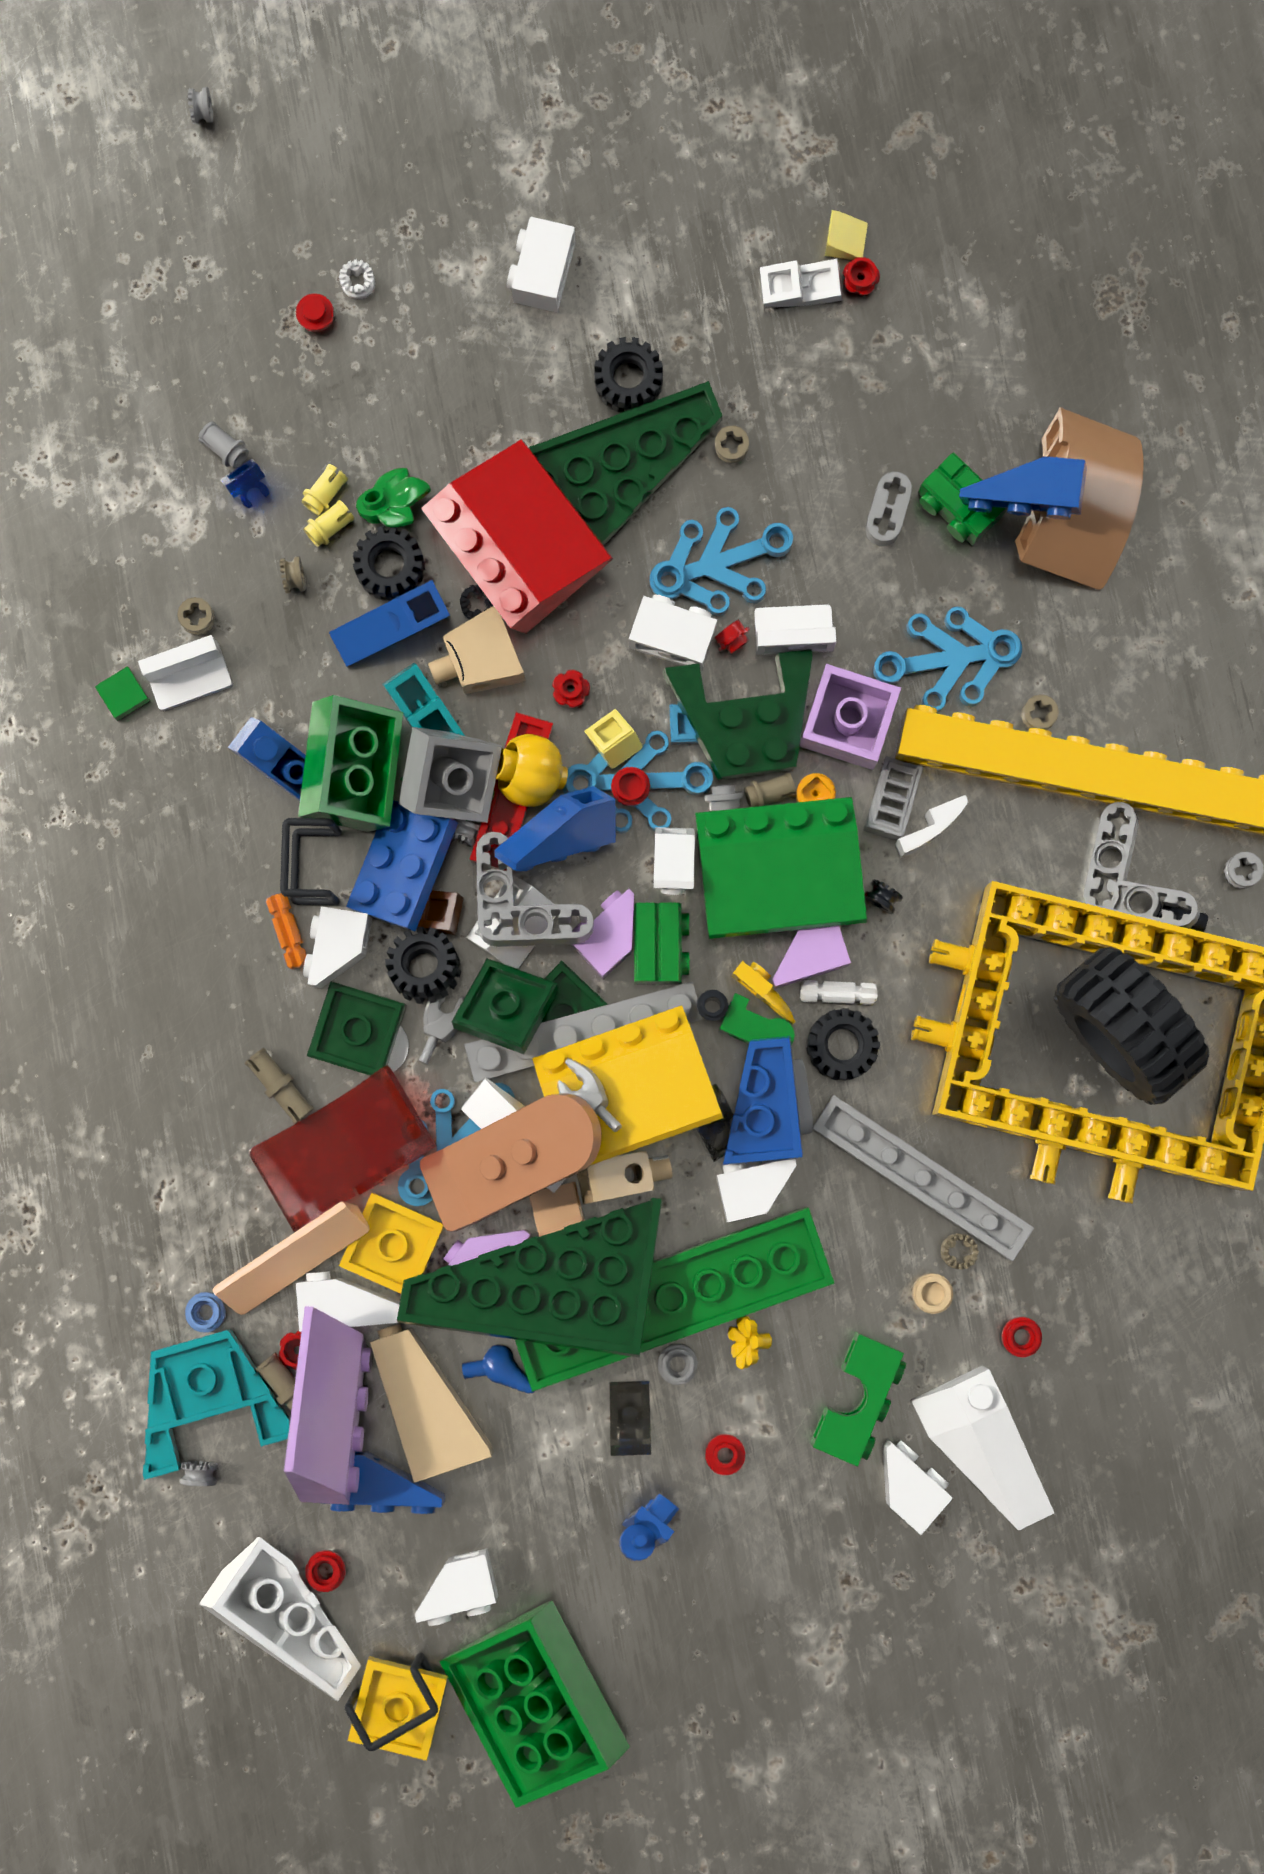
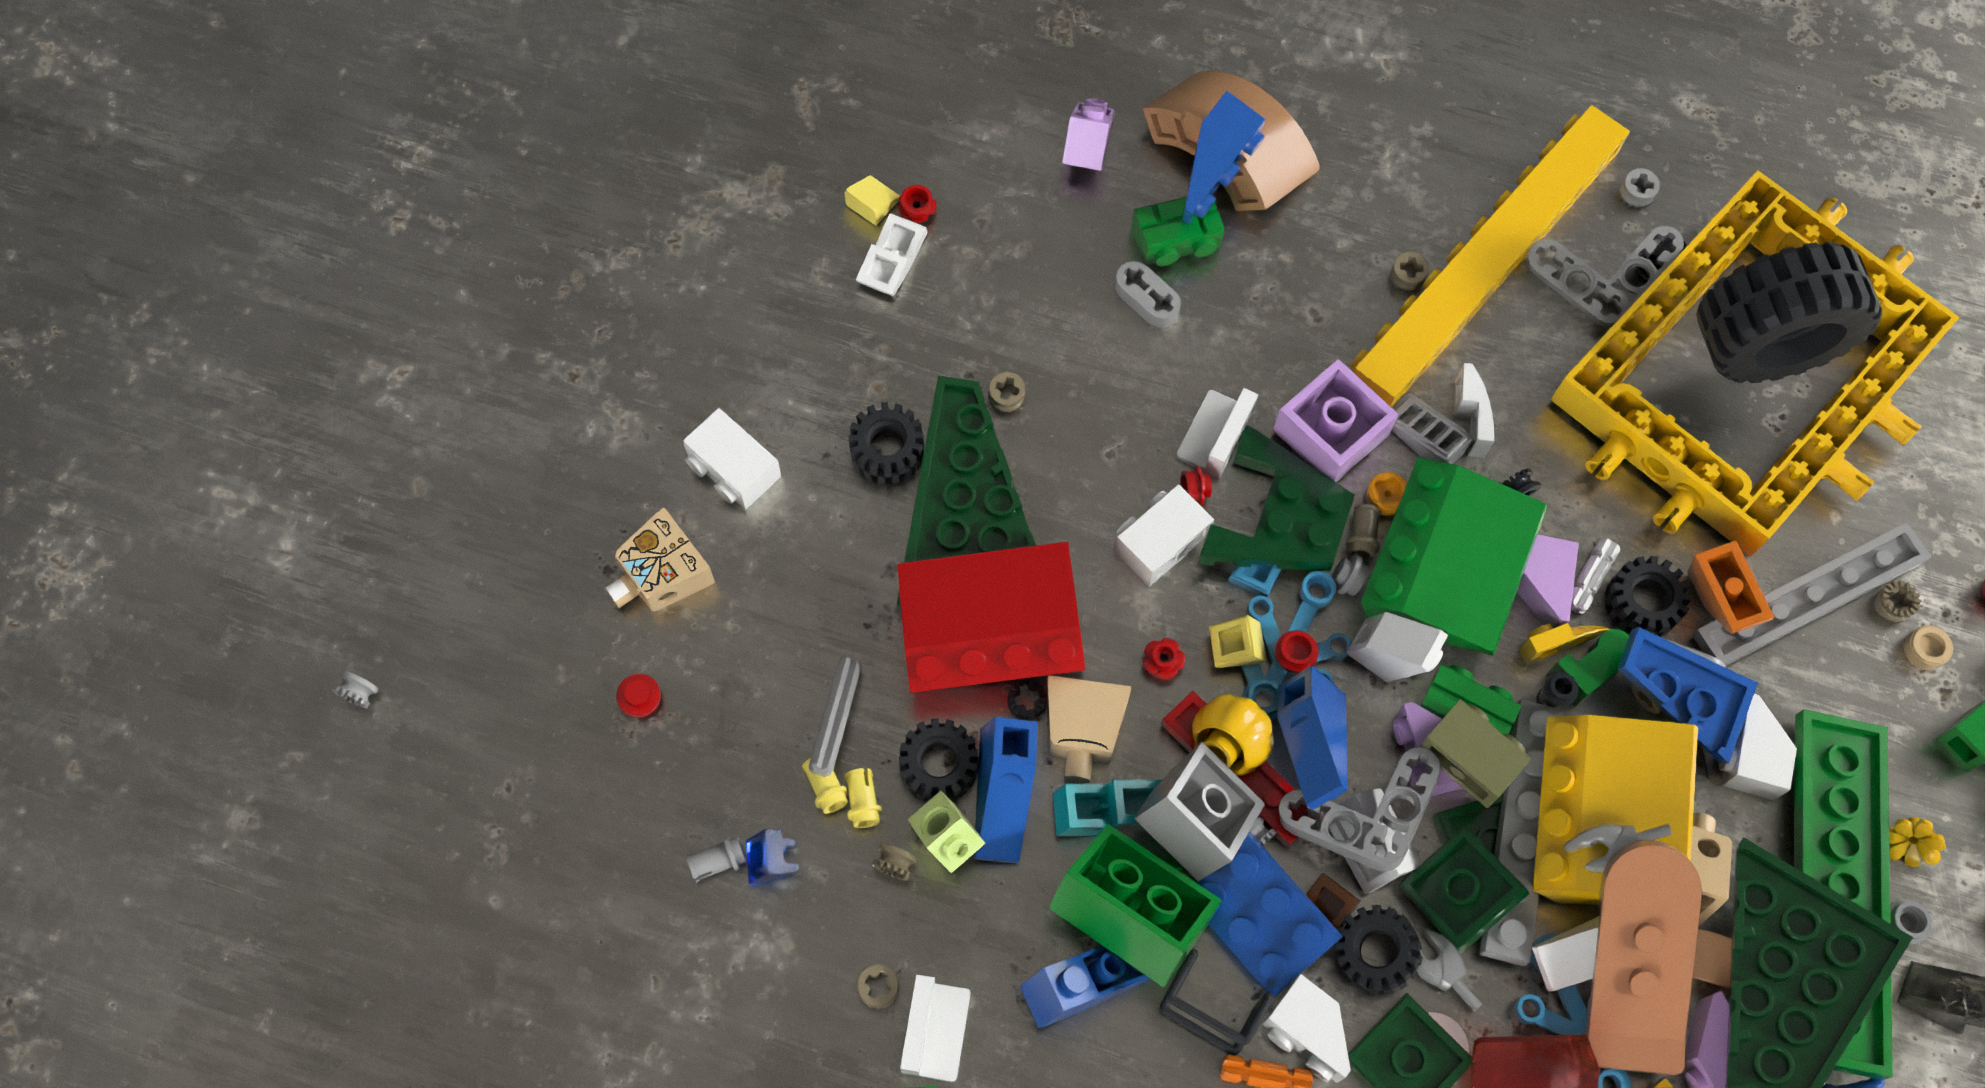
camera: 65 degrees left, 15 degrees down
(331, 597) = (946, 831): none -> yellowish green brick
(356, 268) = (618, 635): white bush -> none
(377, 465) = (835, 717): none -> light grey axle
(391, 498) = (879, 718): green plate -> none
(424, 263) = (658, 565): none -> tan torso
(611, 958) = (1476, 753): none -> olive brick
(716, 564) = (1113, 465): dark azure plant -> none
(878, 1103) = (1729, 588): none -> orange slope
(953, 656) = (1319, 312): dark azure plant -> none
(1010, 378) = (1088, 134): none -> lavender slope

